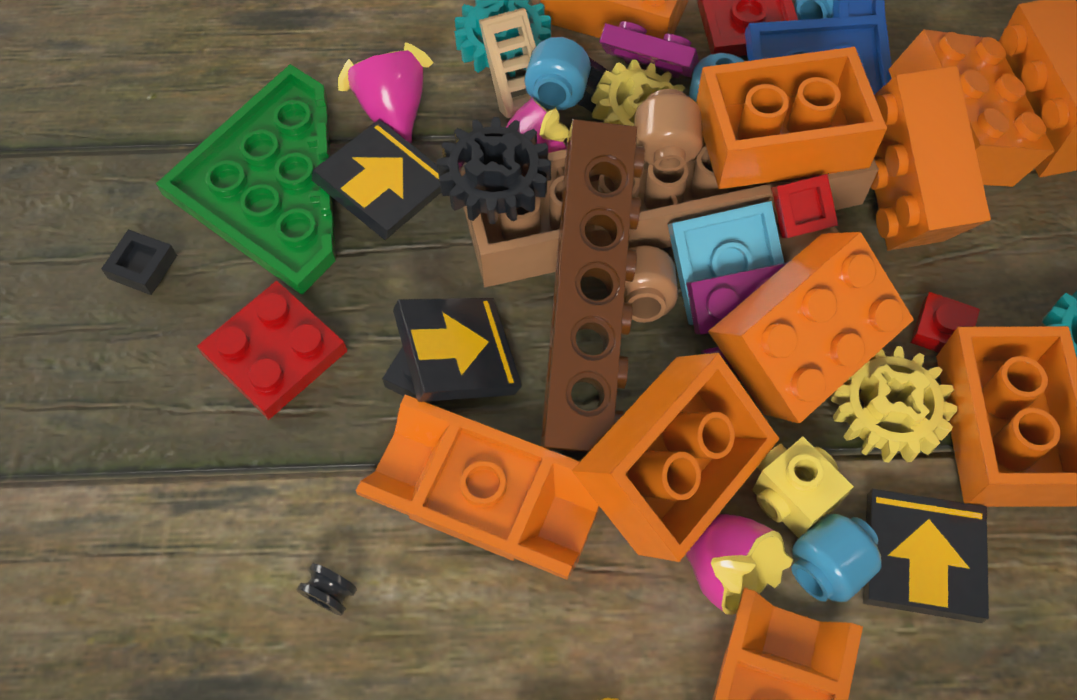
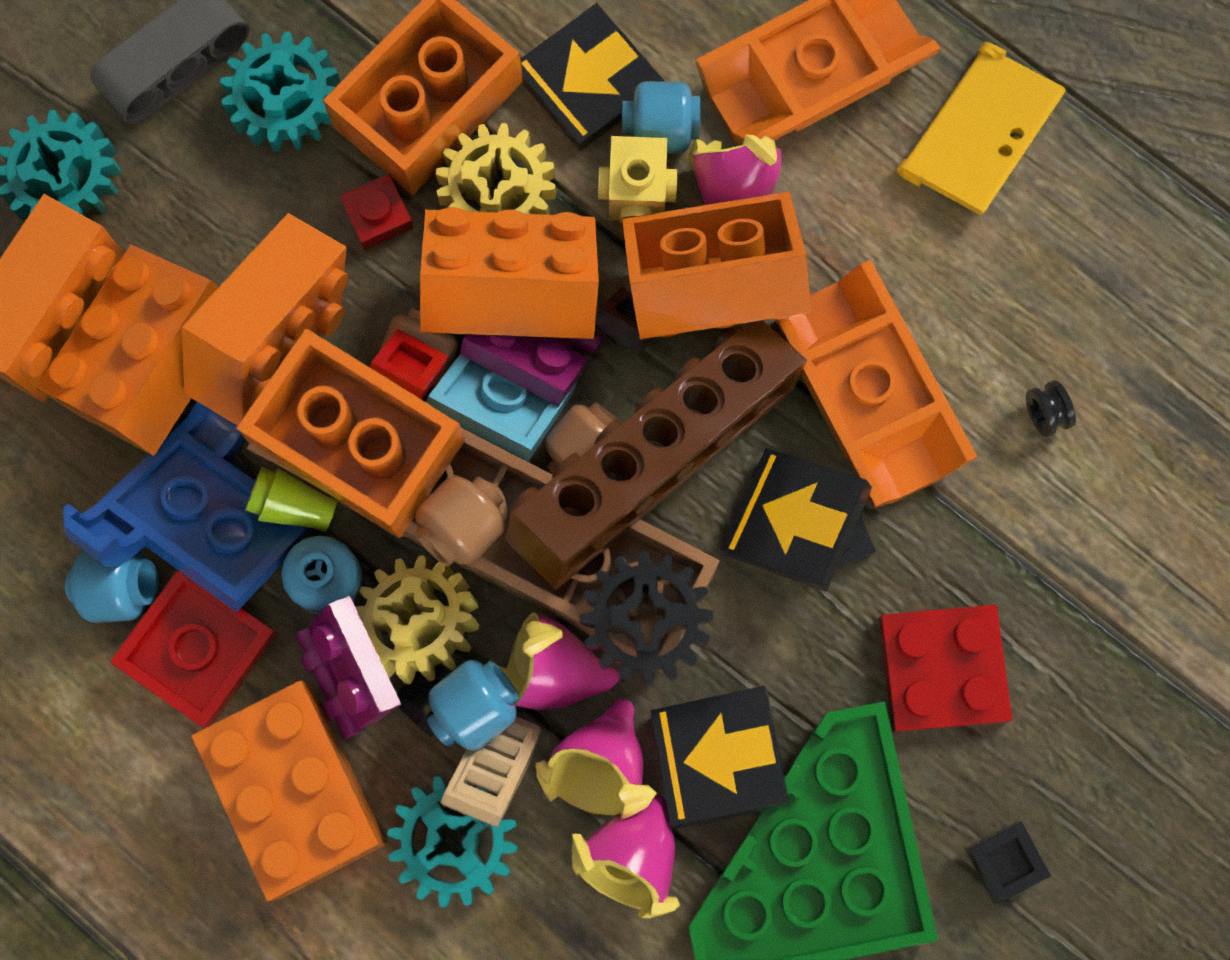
camera: 140 degrees left, 15 degrees up
(446, 111) = (599, 766): none -> hat

